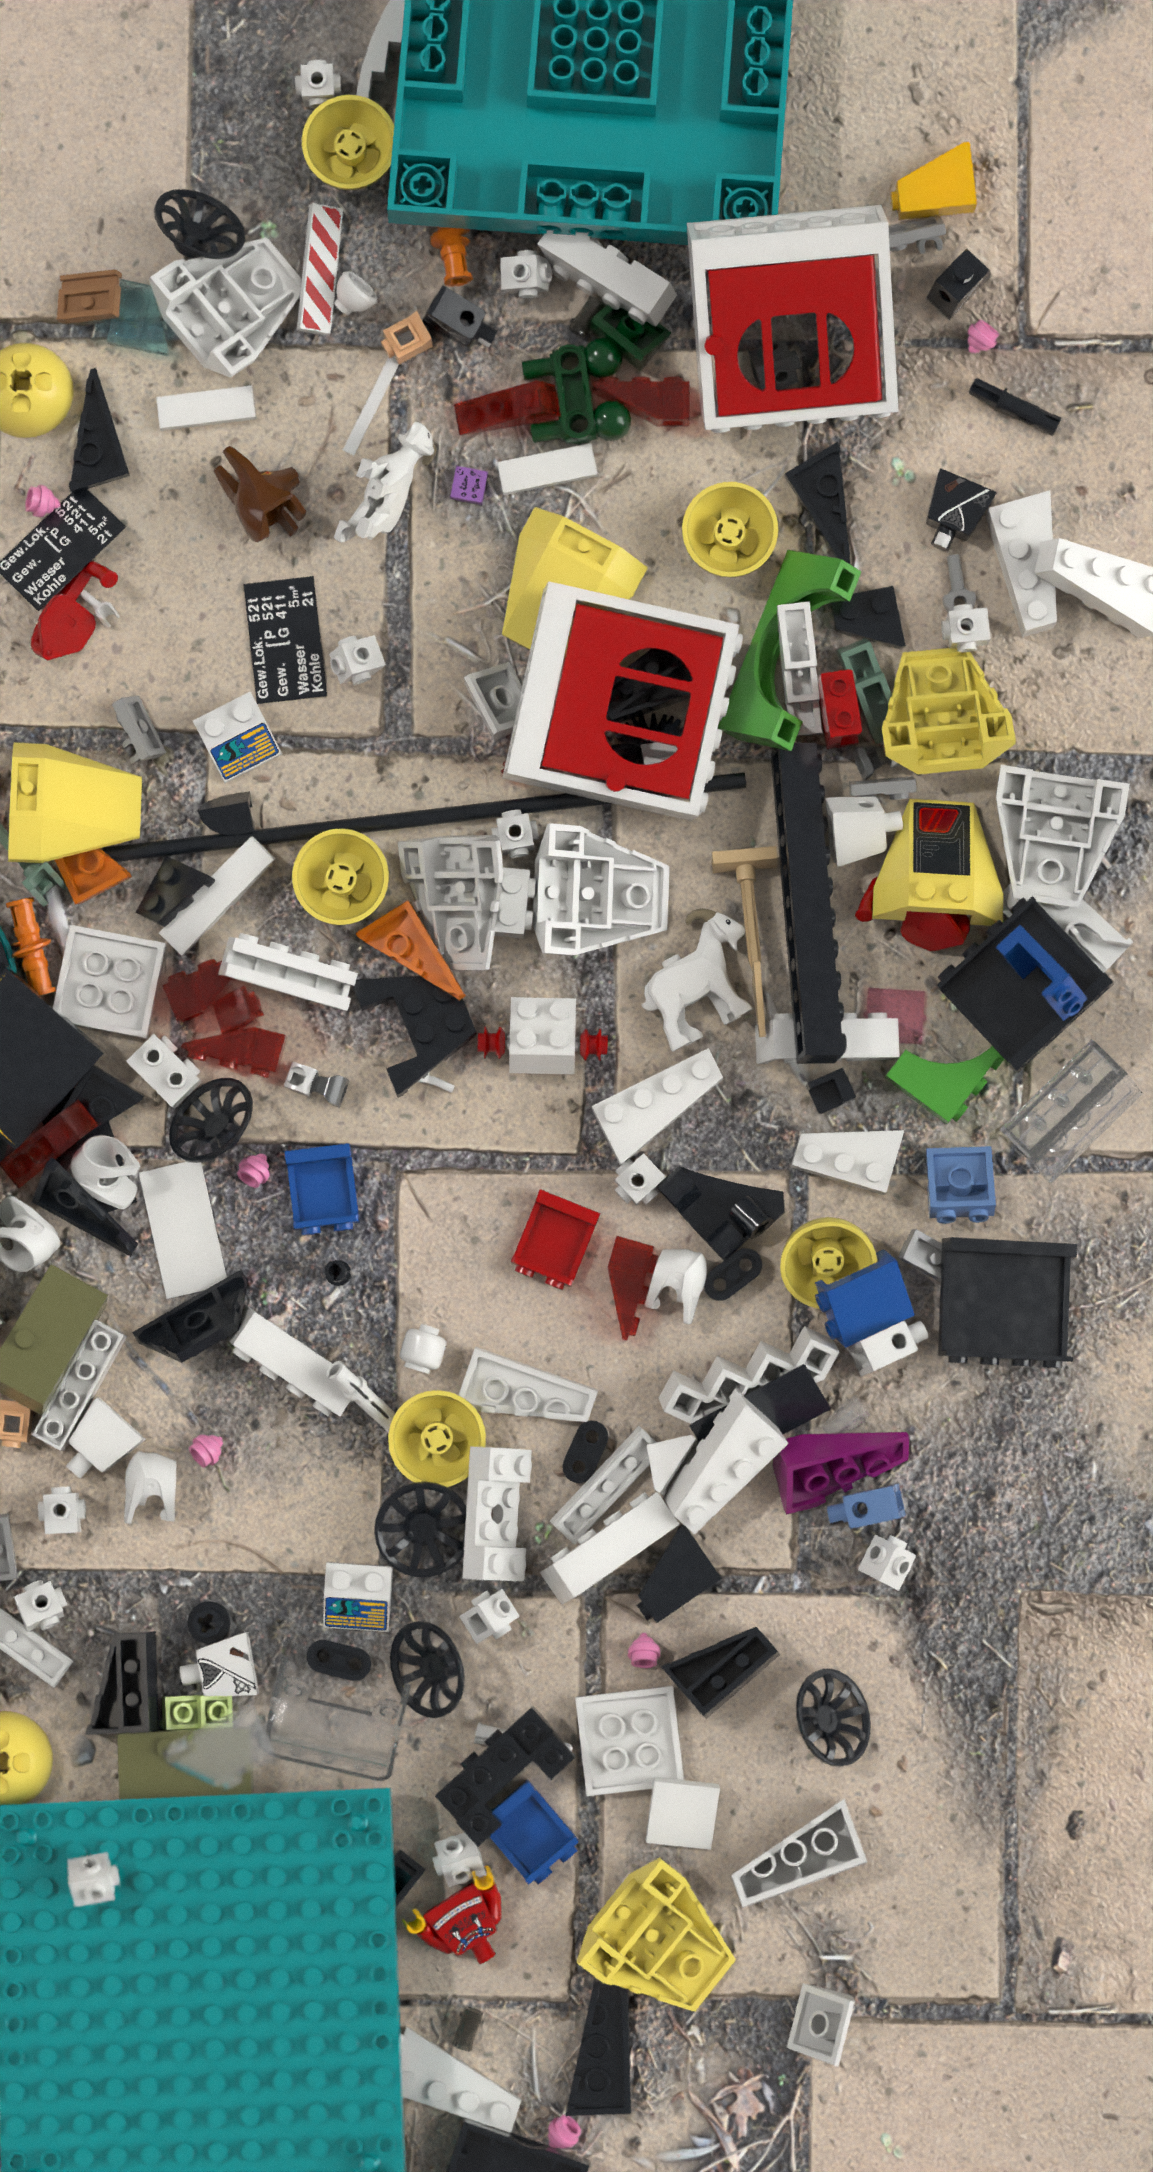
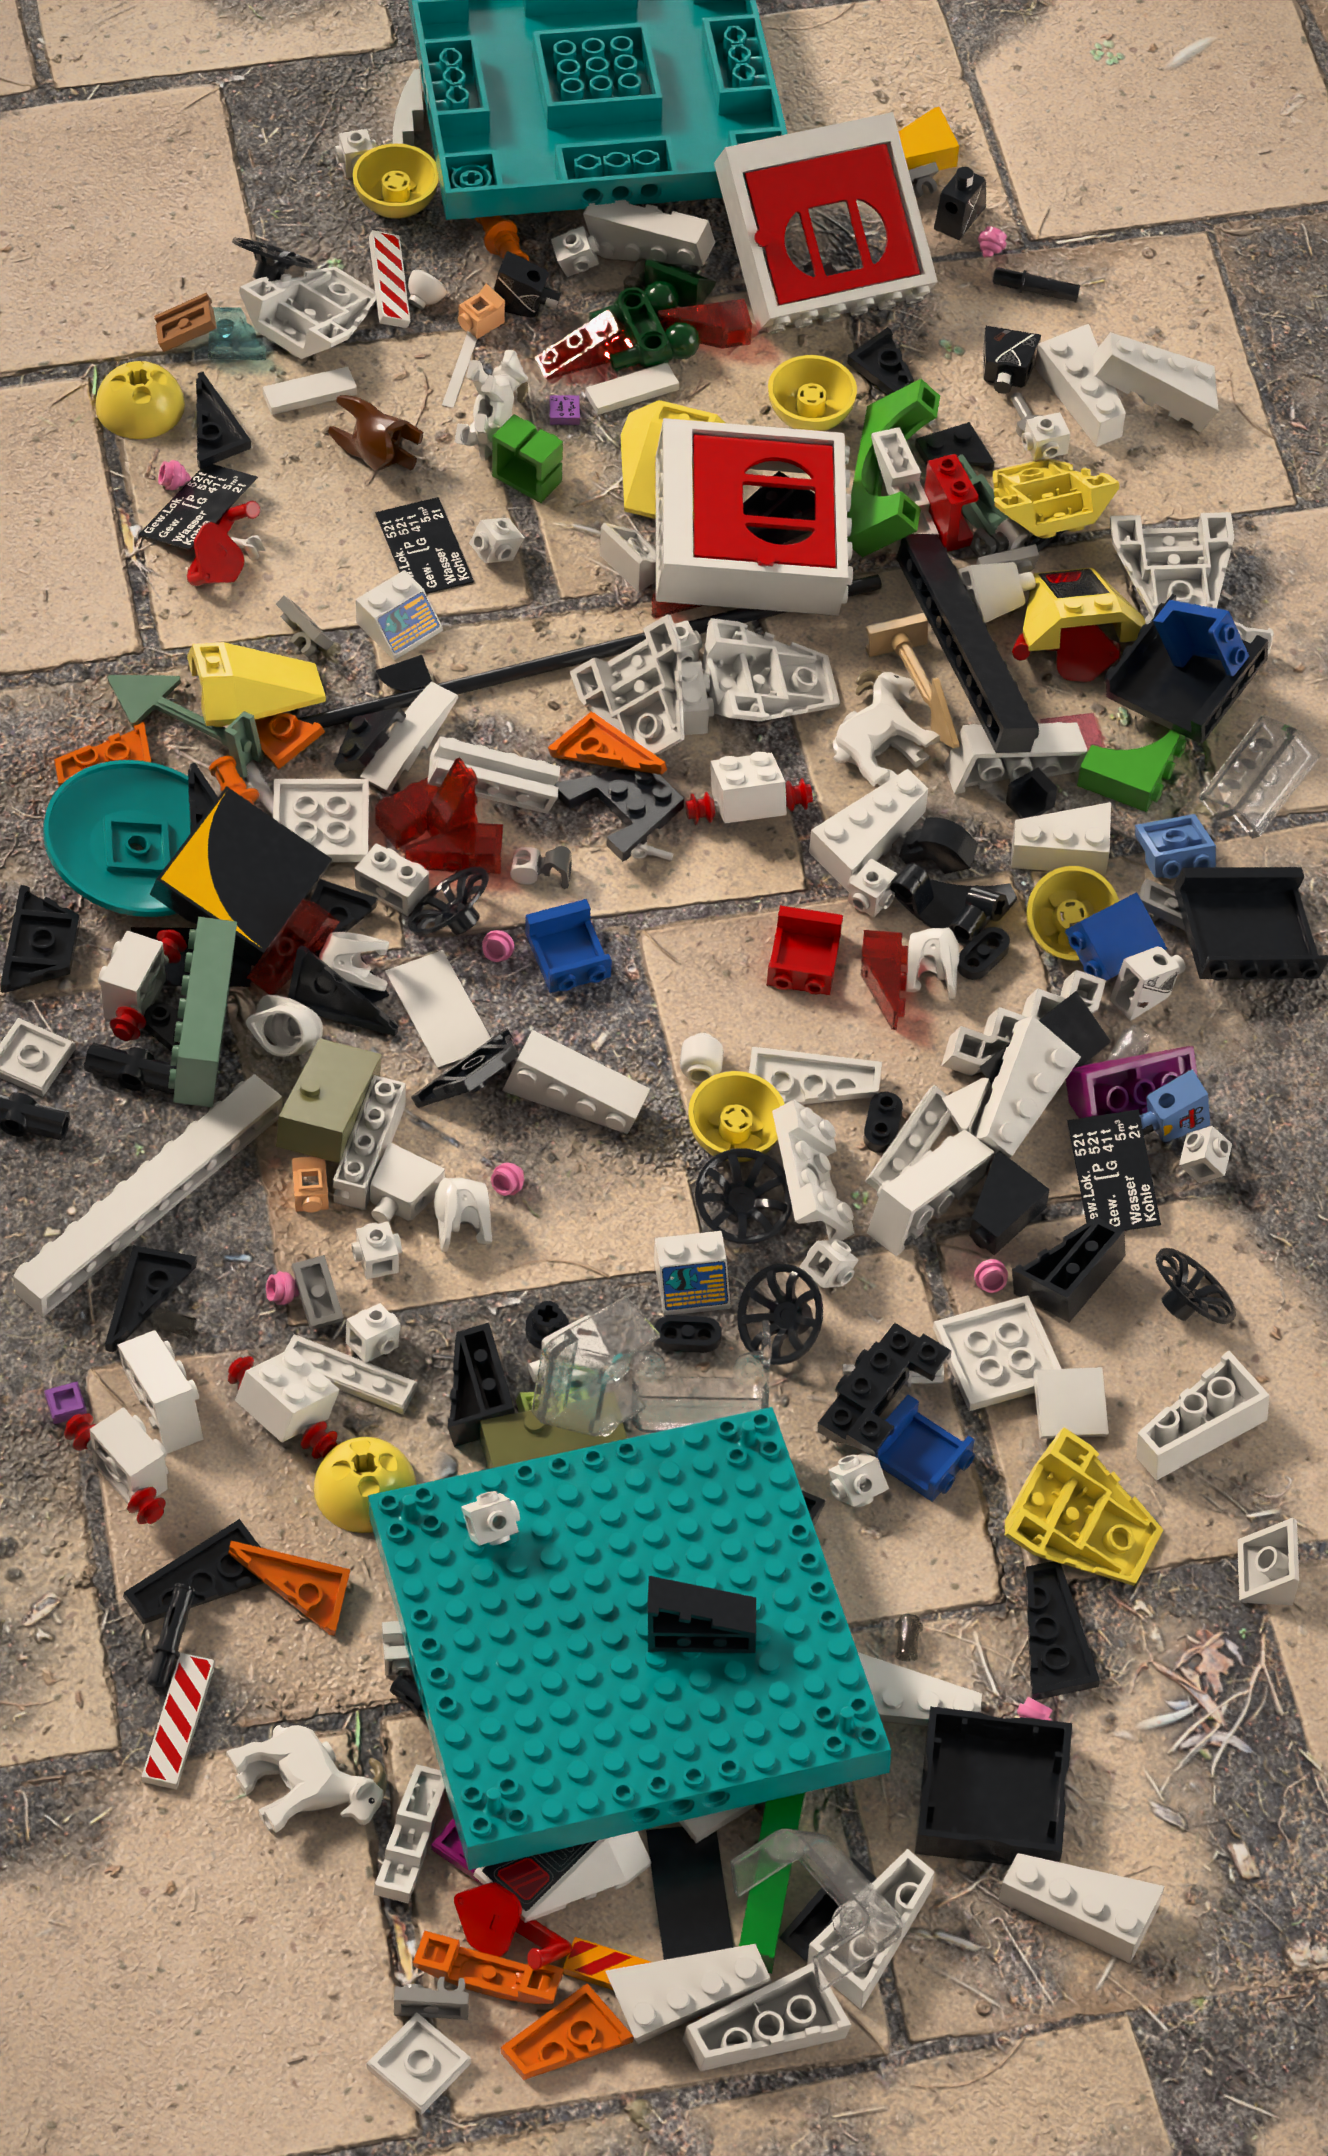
camera: 15 degrees left, 30 degrees down
(259, 2033) = (699, 1619): none -> black wedge
(330, 862) = (525, 694): light yellow piece -> none
(343, 1376) = (648, 1088): white pin -> none
(345, 1274) = (603, 999): black pin -> none
(410, 560) = (527, 458): none -> bright green piece
(462, 1919) = (876, 1534): red torso -> none
(720, 1140) = (941, 841): none -> black brick
(793, 1561) = (1114, 1170): none -> black sticker

